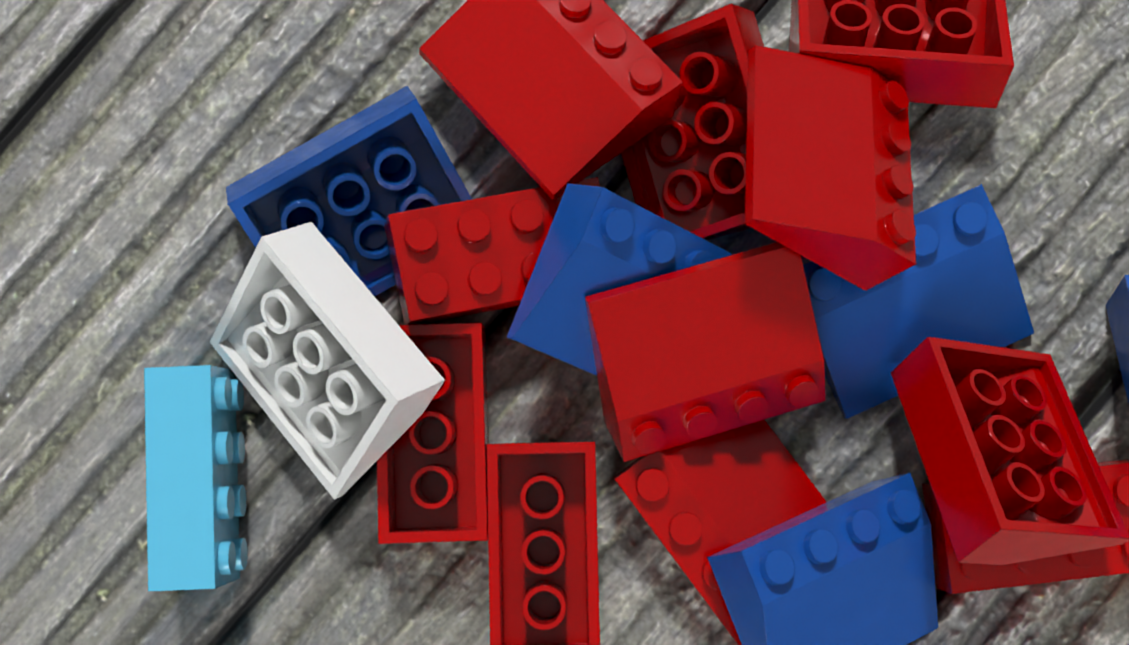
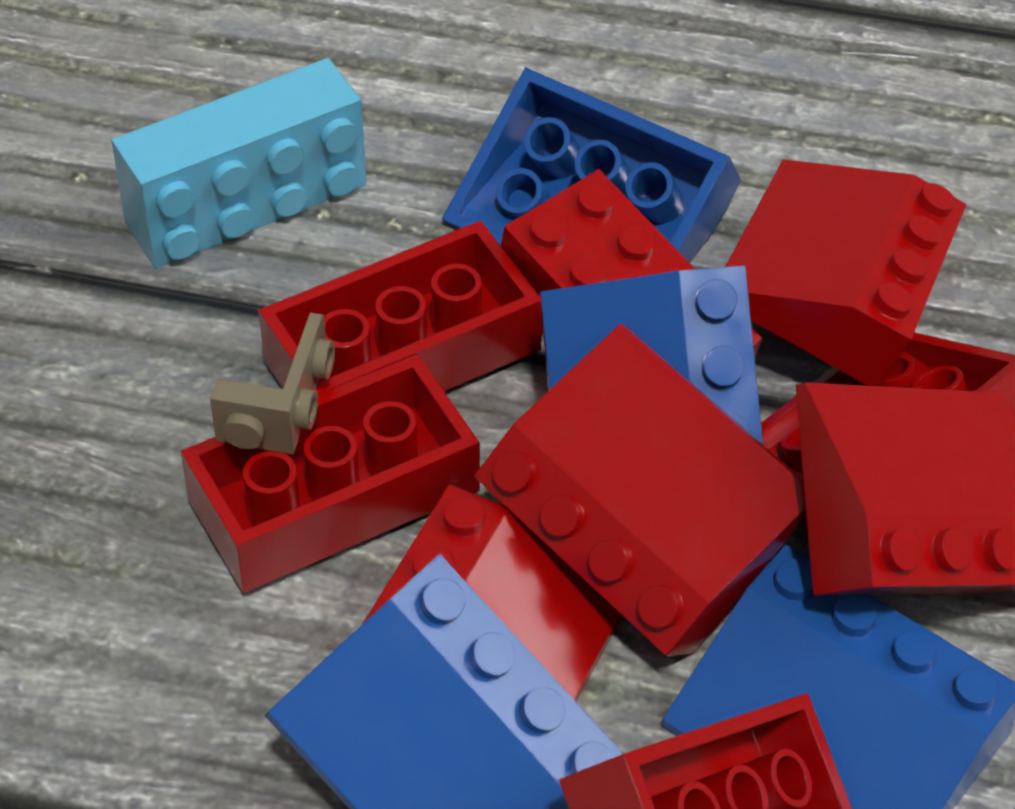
camera: 60 degrees right, 35 degrees down
(323, 356) = (428, 188): white slope -> none
(508, 608) = (270, 416): none -> dark tan bracket

